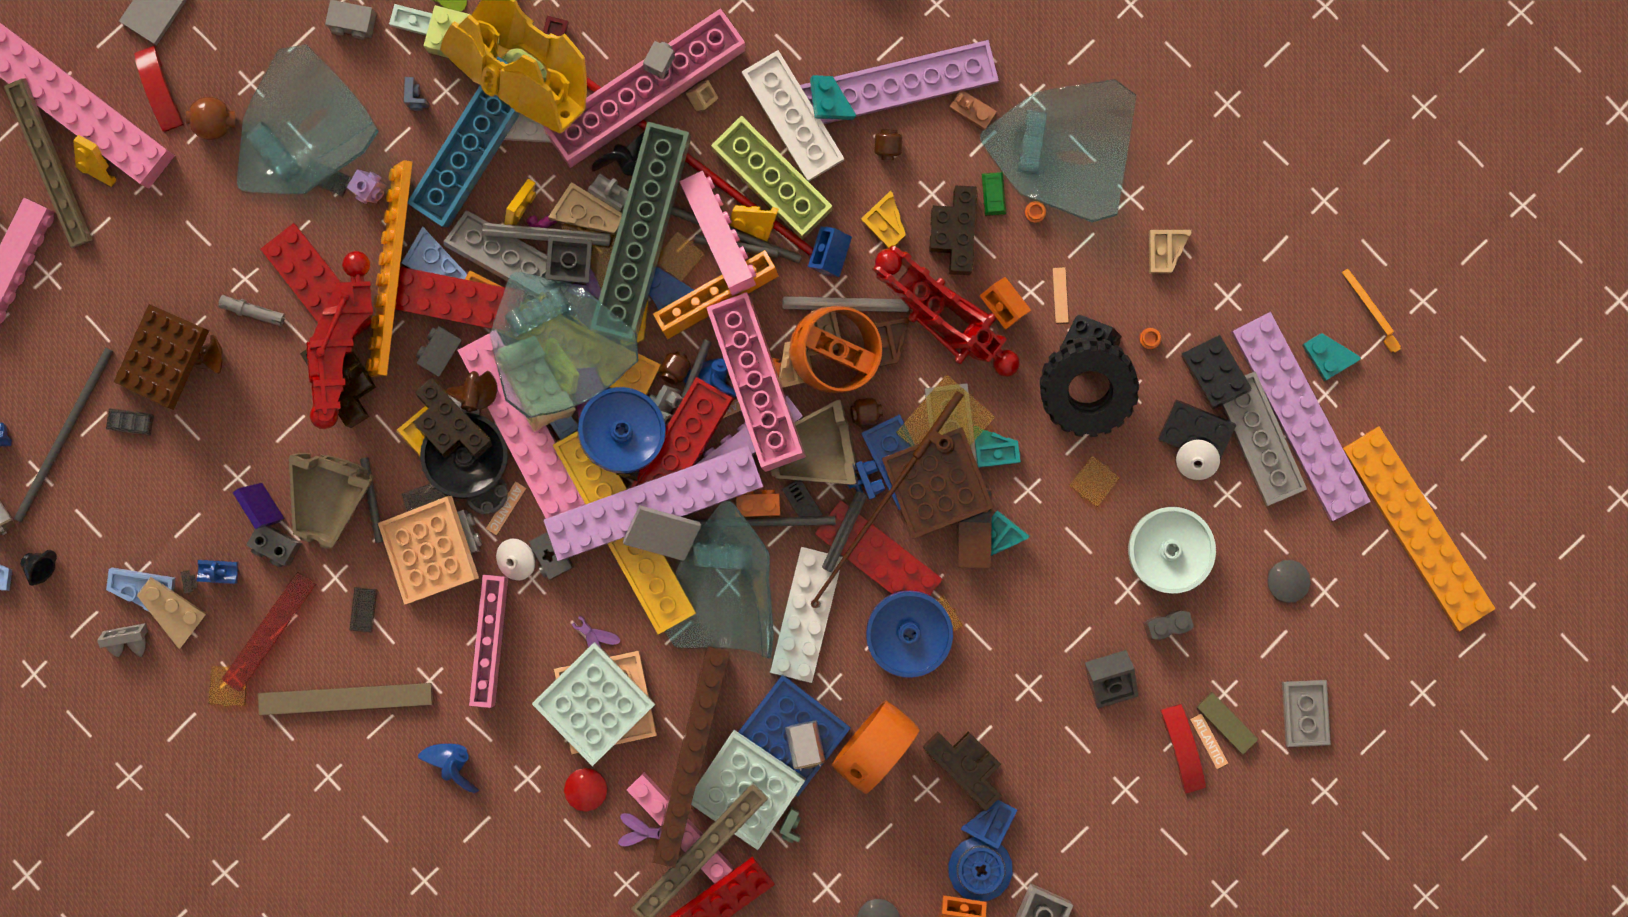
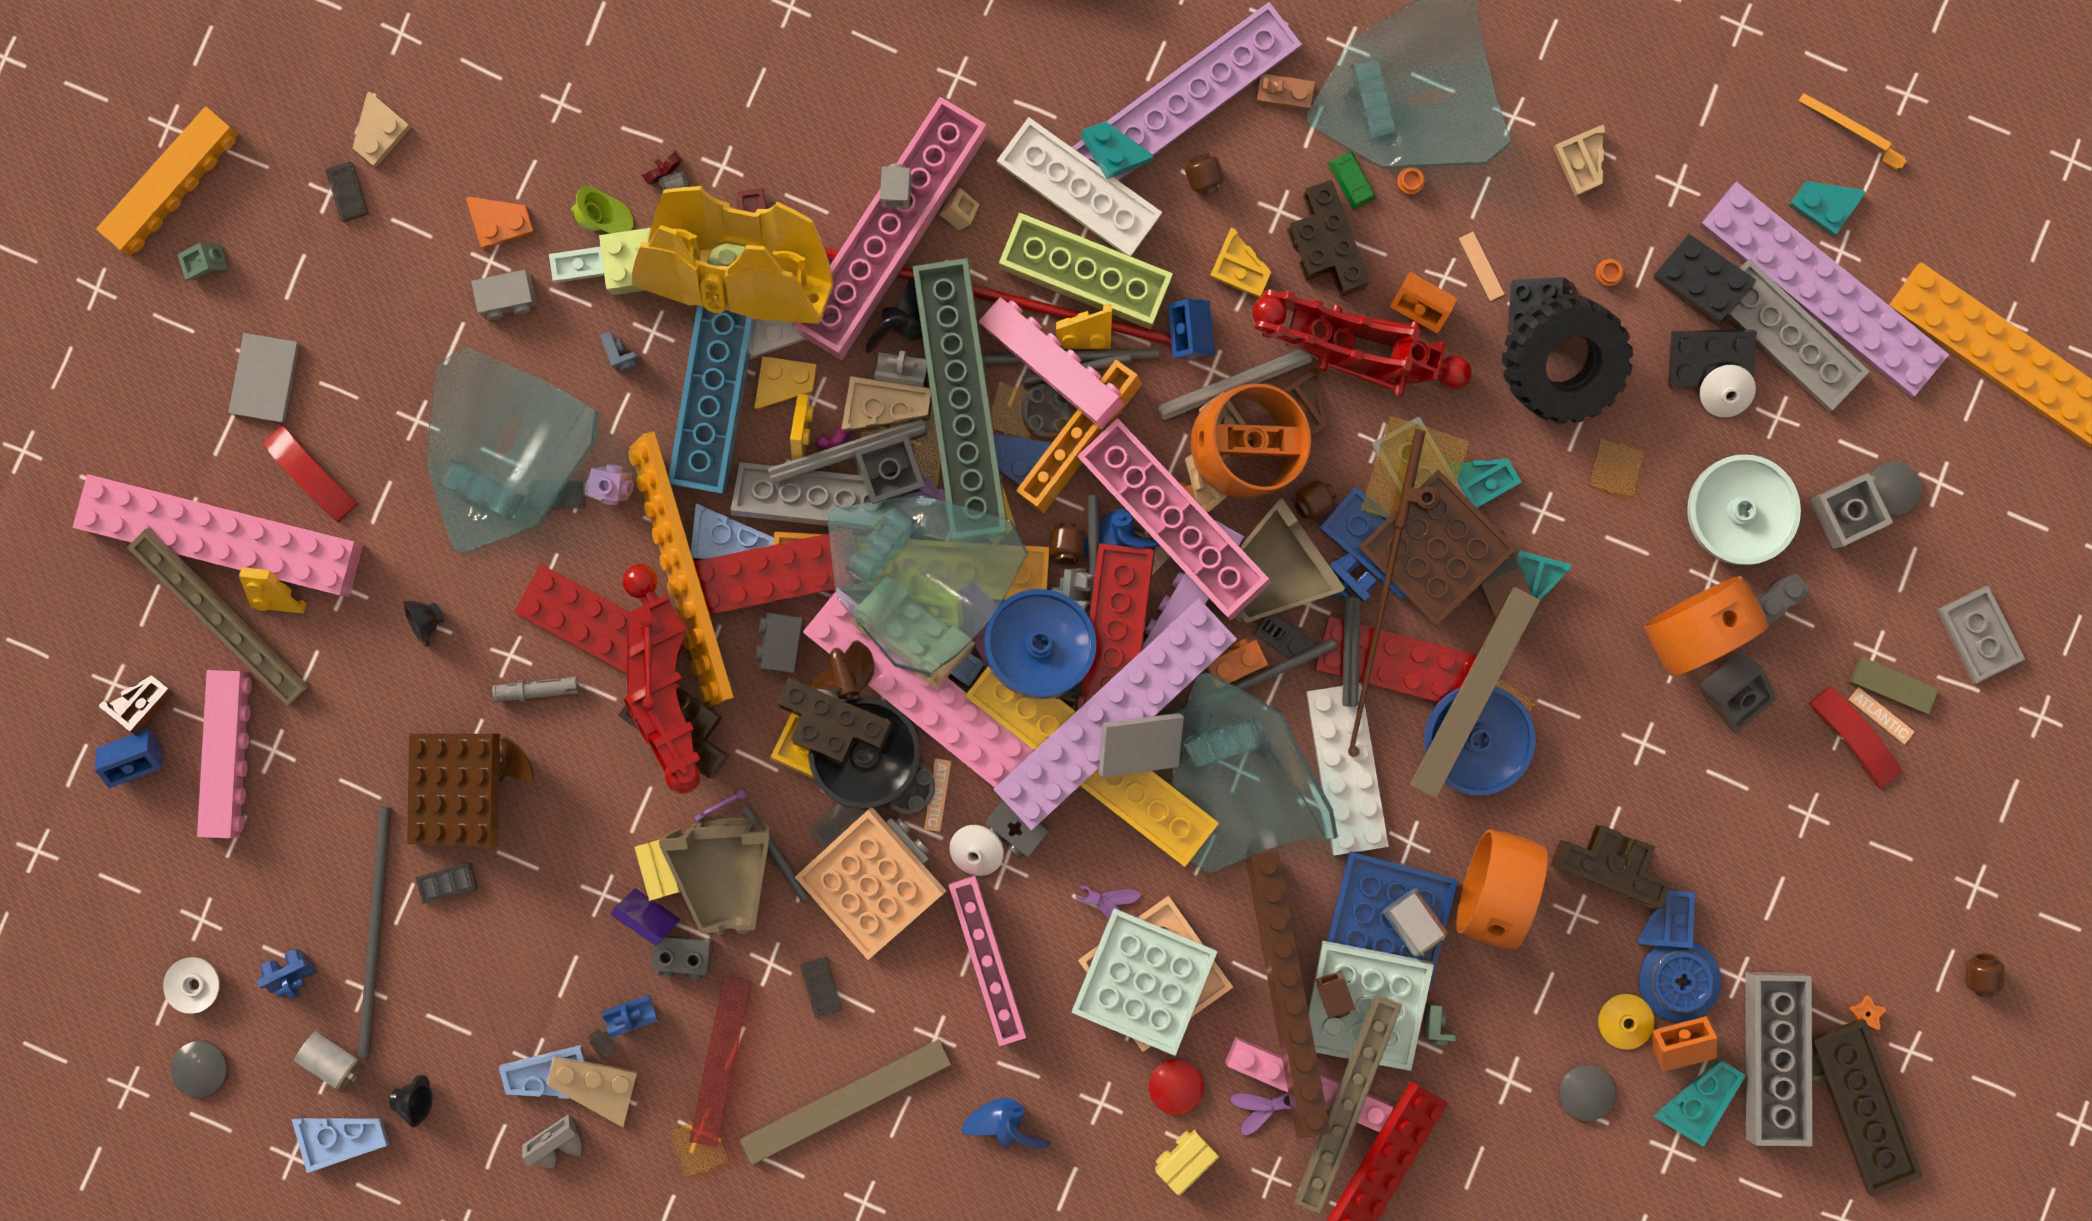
camera: 20 degrees left, 0 degrees up
(193, 226) = (423, 619): none -> black piece
(210, 118) = (388, 482): dark orange brick -> none
(279, 476) = (655, 871): none -> light yellow brick
(365, 448) = (740, 794): none -> medium lavender hinge
(523, 165) = (783, 380): none -> yellow wing
(568, 846) = (1186, 1161): none -> light yellow brick
(700, 266) = (1046, 411): none -> dark grey dish
(724, 771) = (1335, 995): none -> reddish brown brick
(919, 598) = (1475, 692): none -> dark tan tile
(925, 871) = (1612, 1019): none -> yellow dish
(1105, 621) = (1706, 626): none -> orange cylinder
(1248, 583) = (1850, 511): none -> light grey brick

